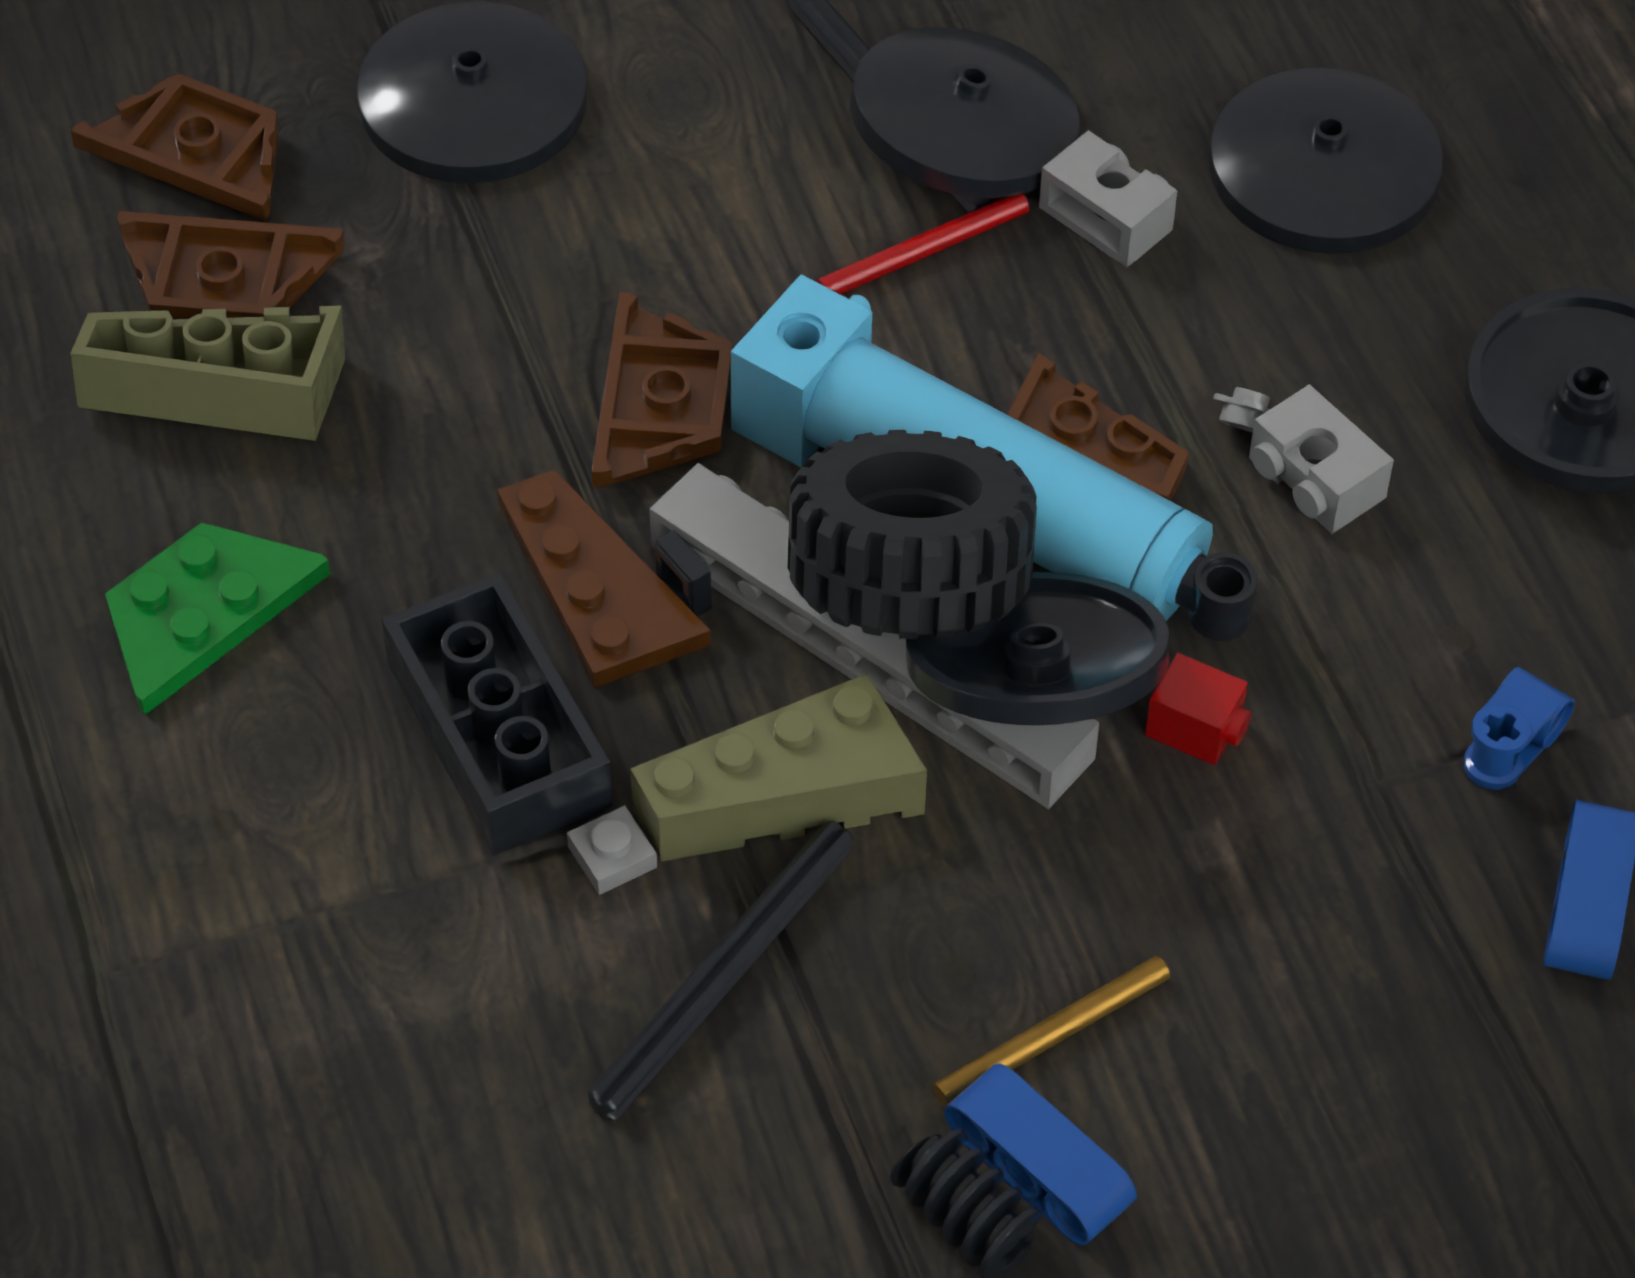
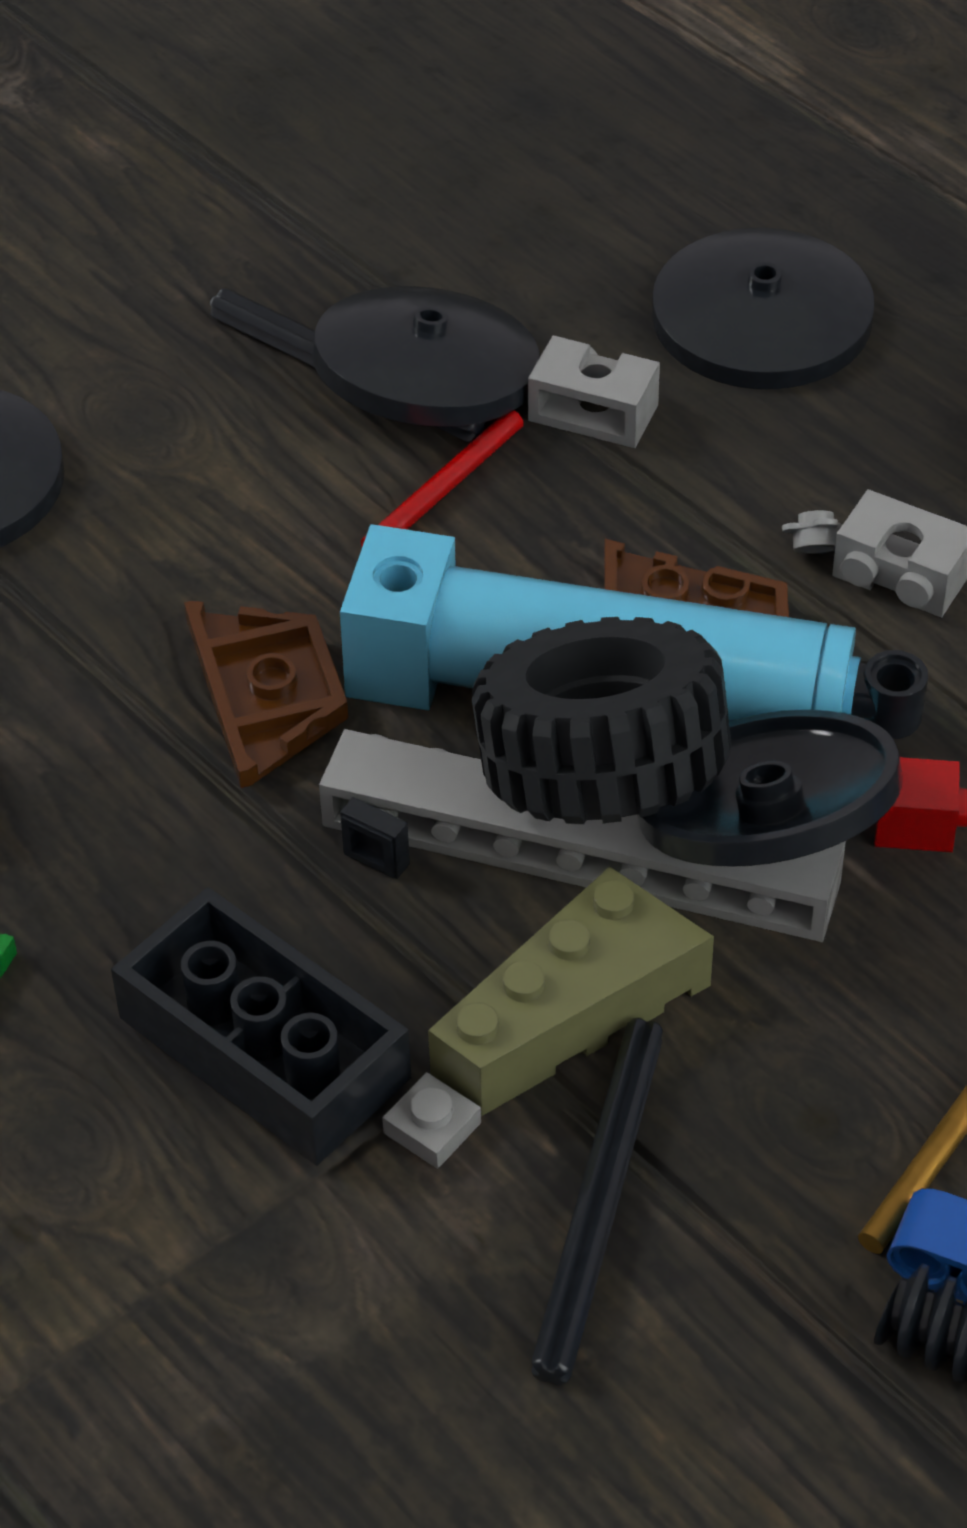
camera: 20 degrees left, 5 degrees down
(599, 588) = (293, 879): reddish brown wing -> none

